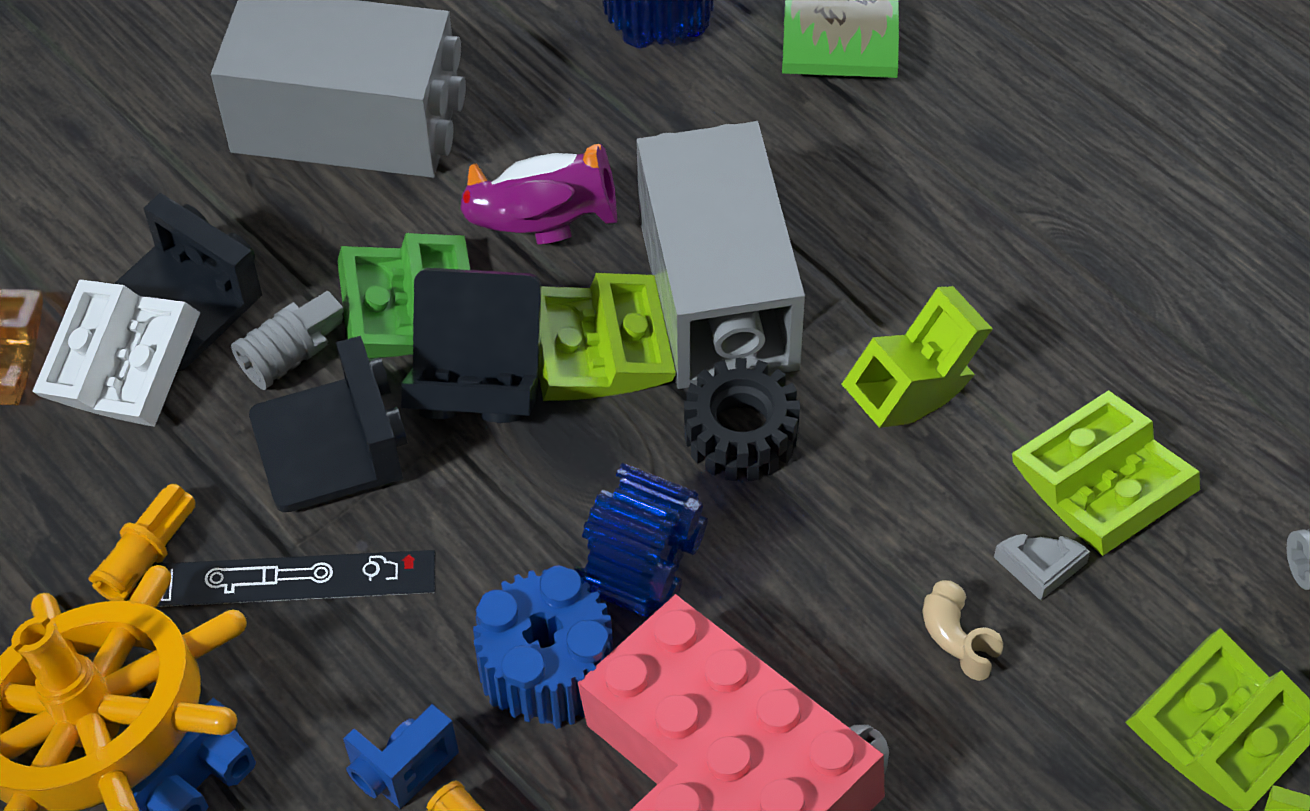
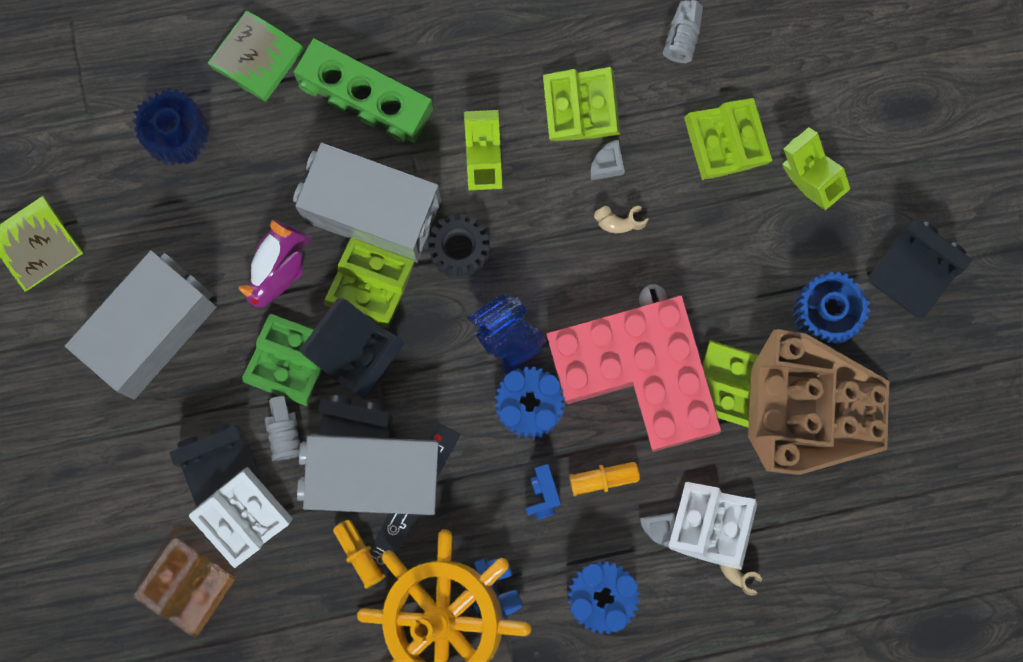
camera: 60 degrees left, 25 degrees up
(279, 466) = (368, 474): none -> light grey brick
(891, 177) = (322, 60): none -> bright green brick

